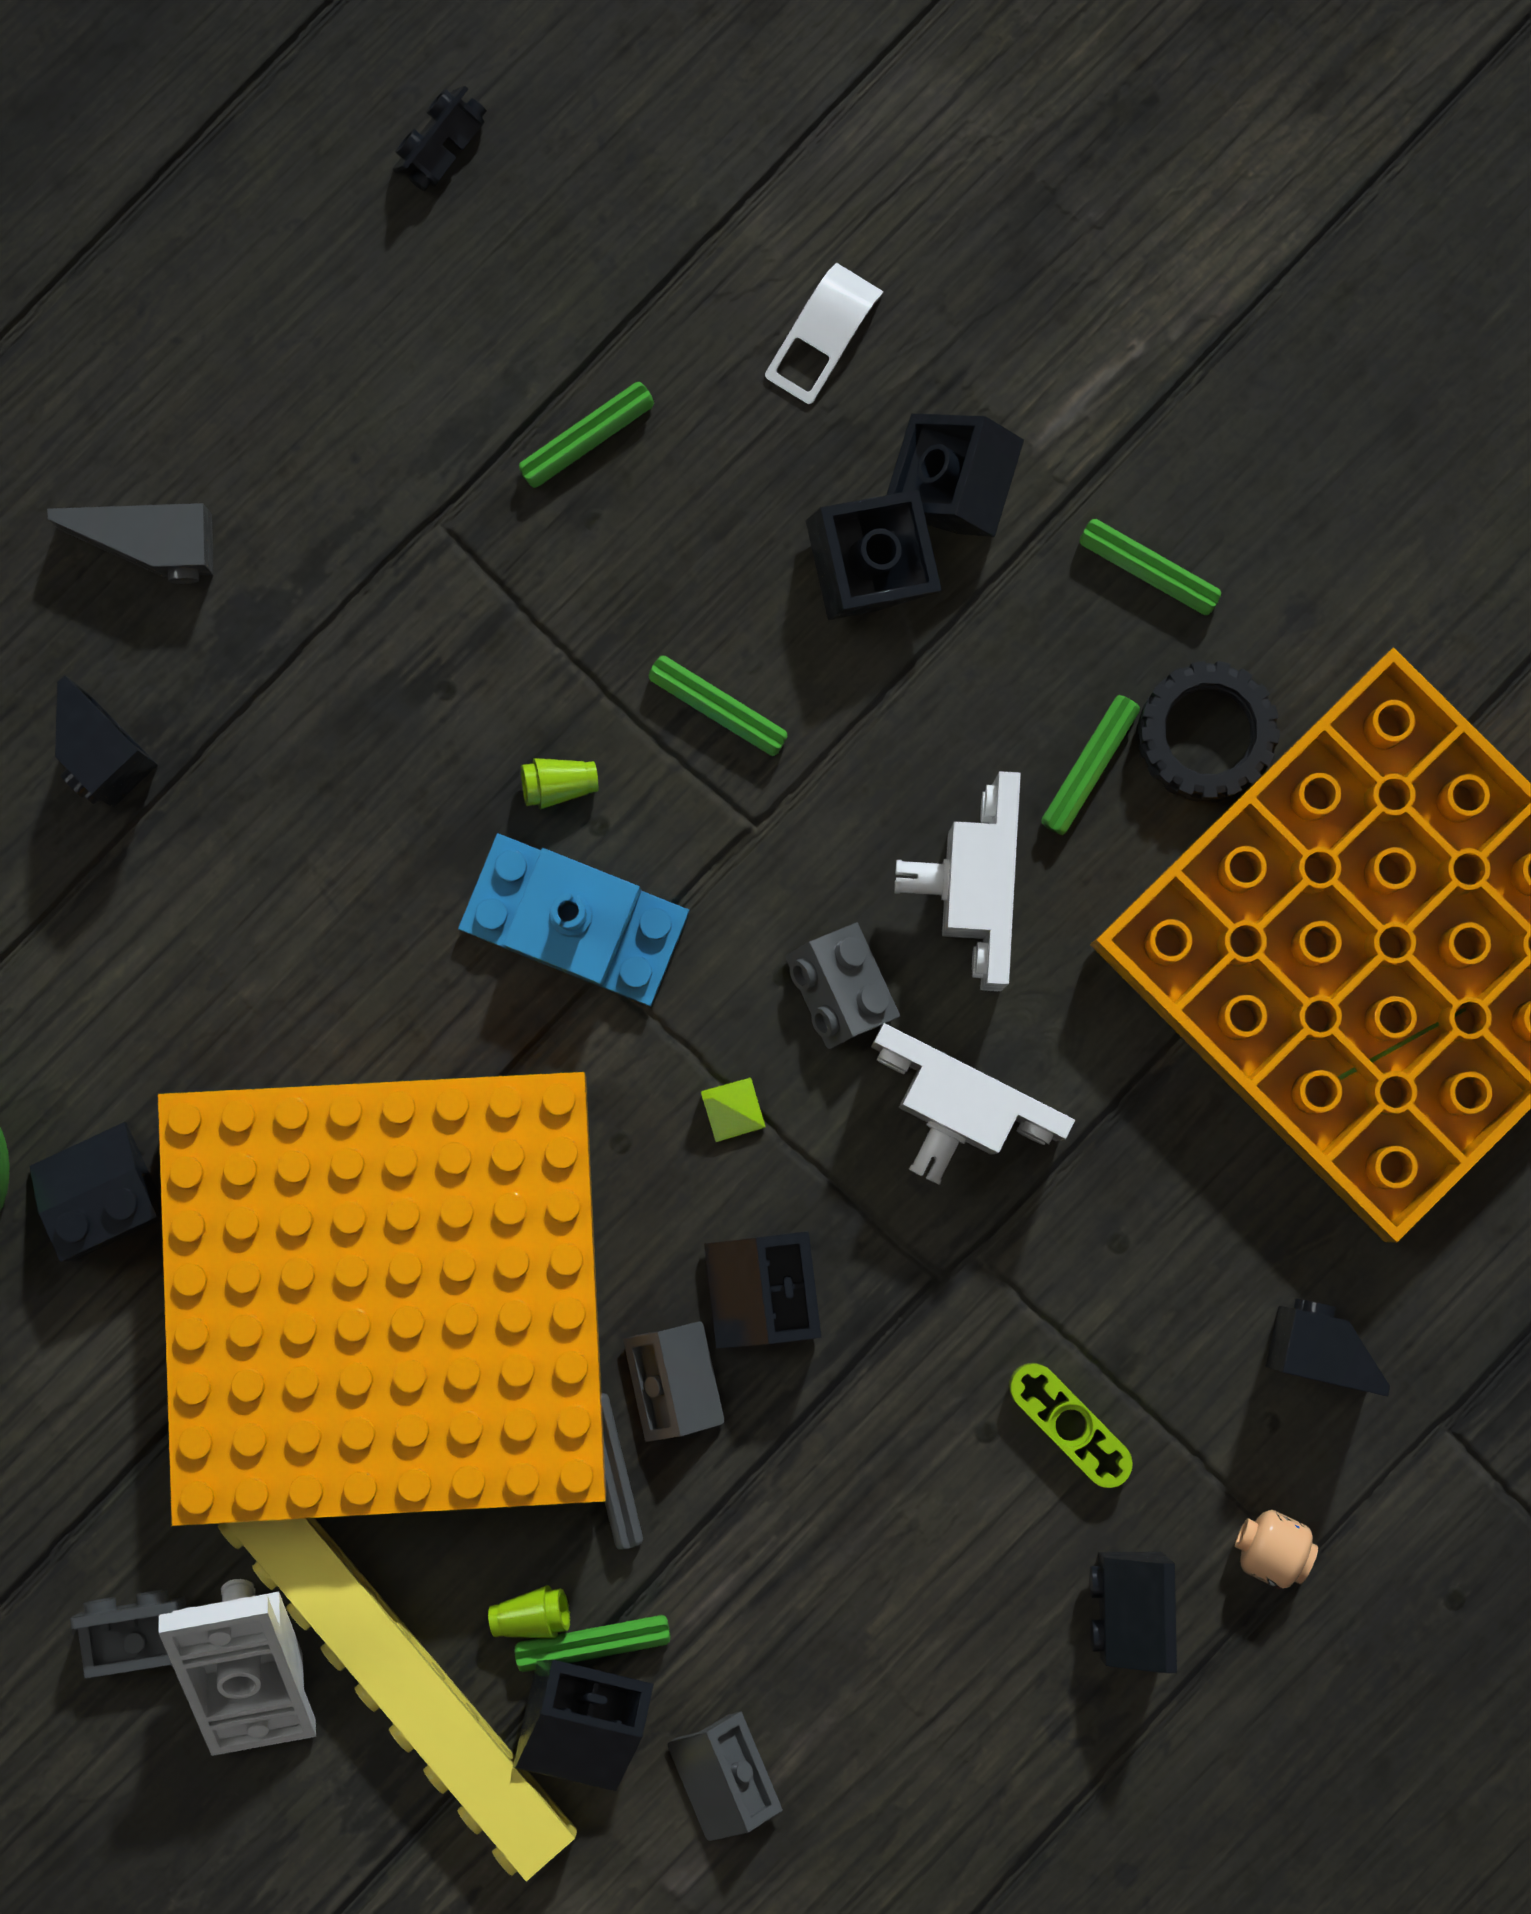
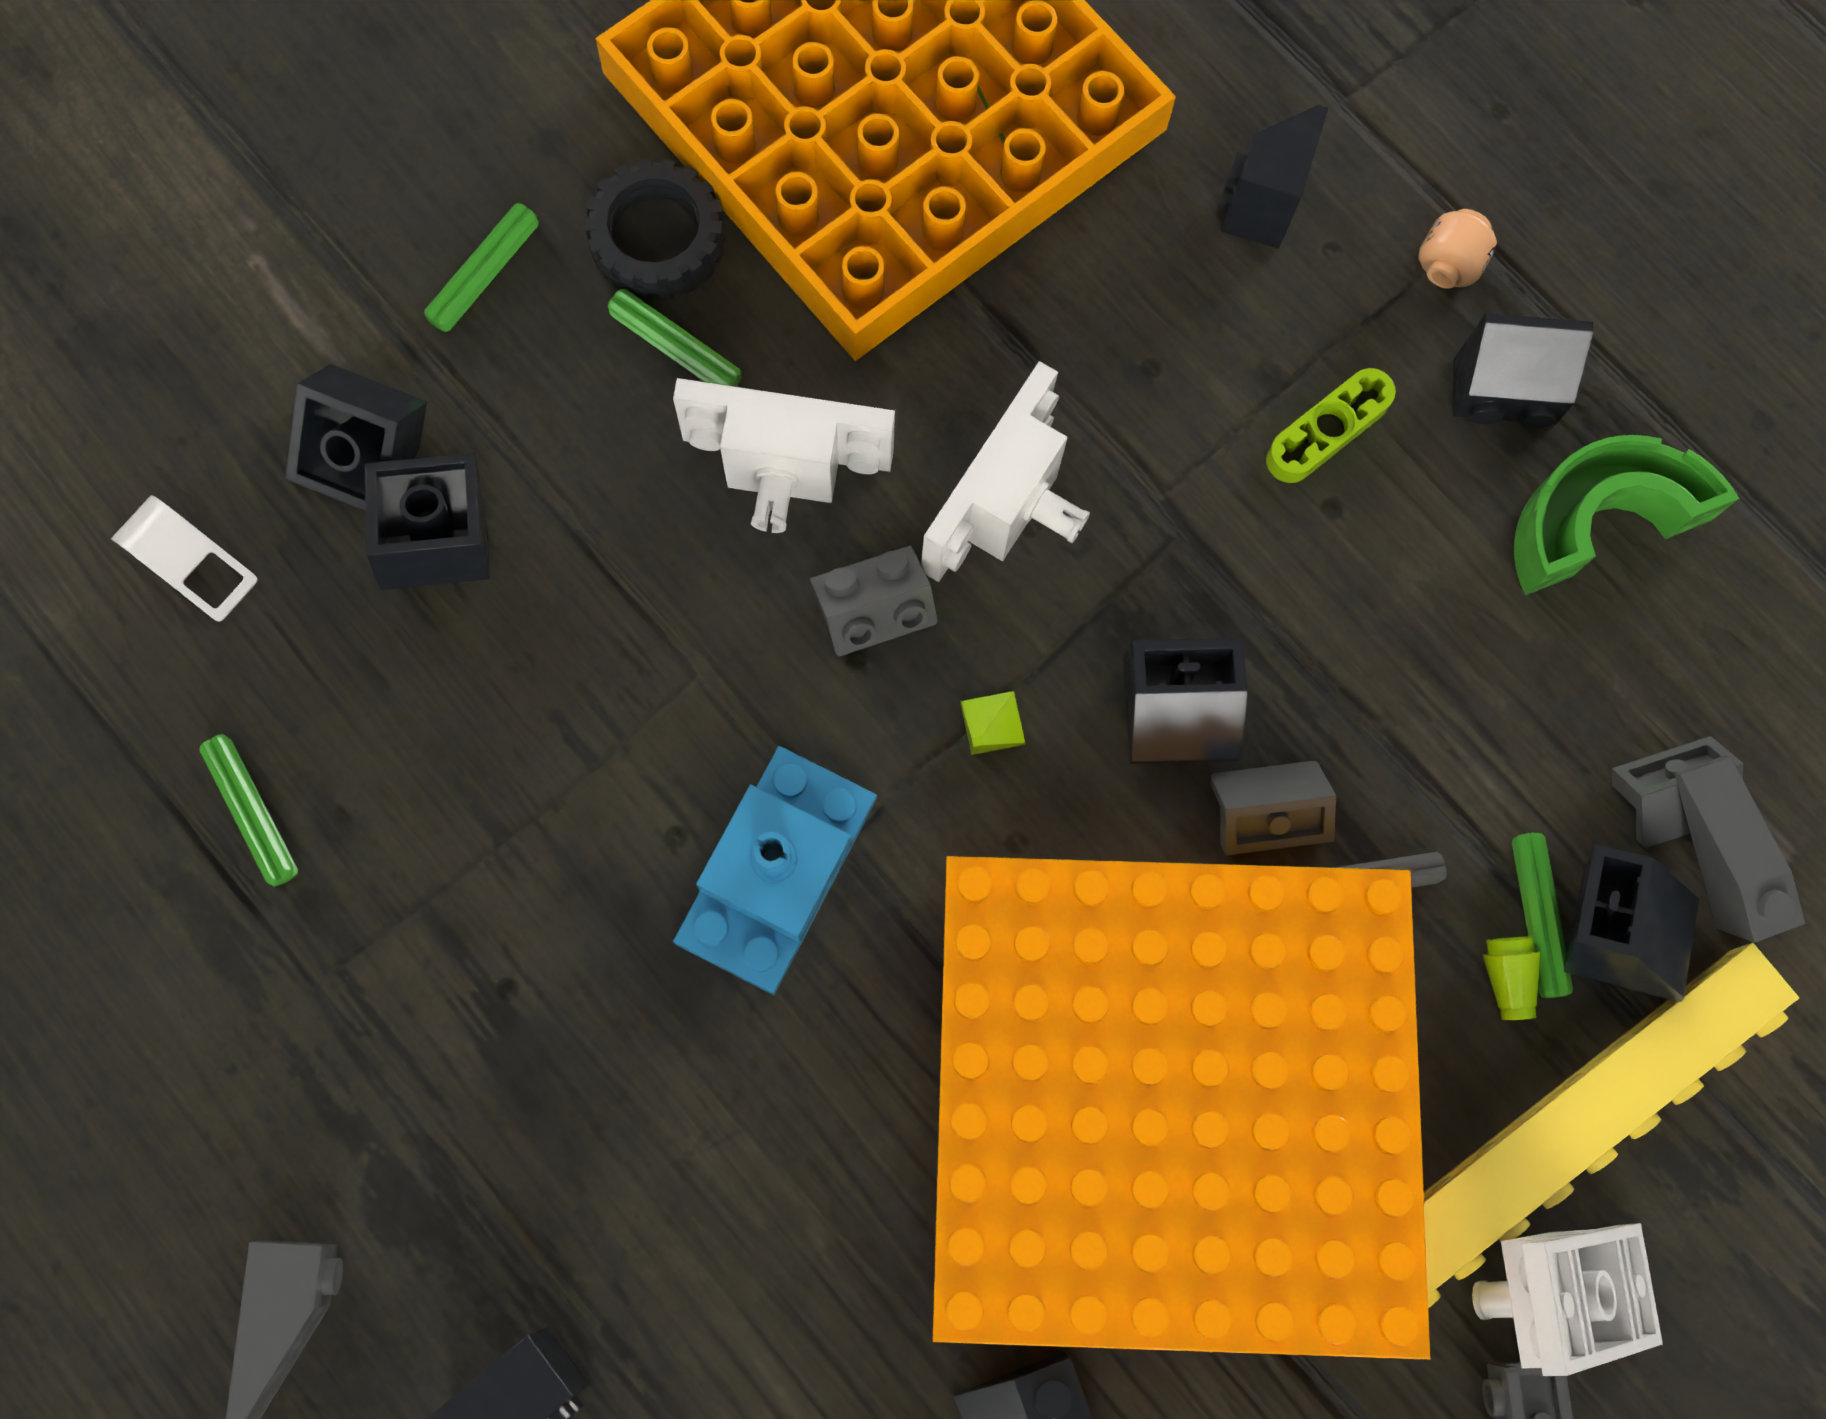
camera: 90 degrees left, 10 degrees down
(557, 781) = (624, 872): lime cone -> none
(661, 1824) = (1737, 854): none -> dark grey slope
(718, 705) = (564, 699): bright green axle -> none
(1041, 1721) = (1619, 473): none -> bright green brick

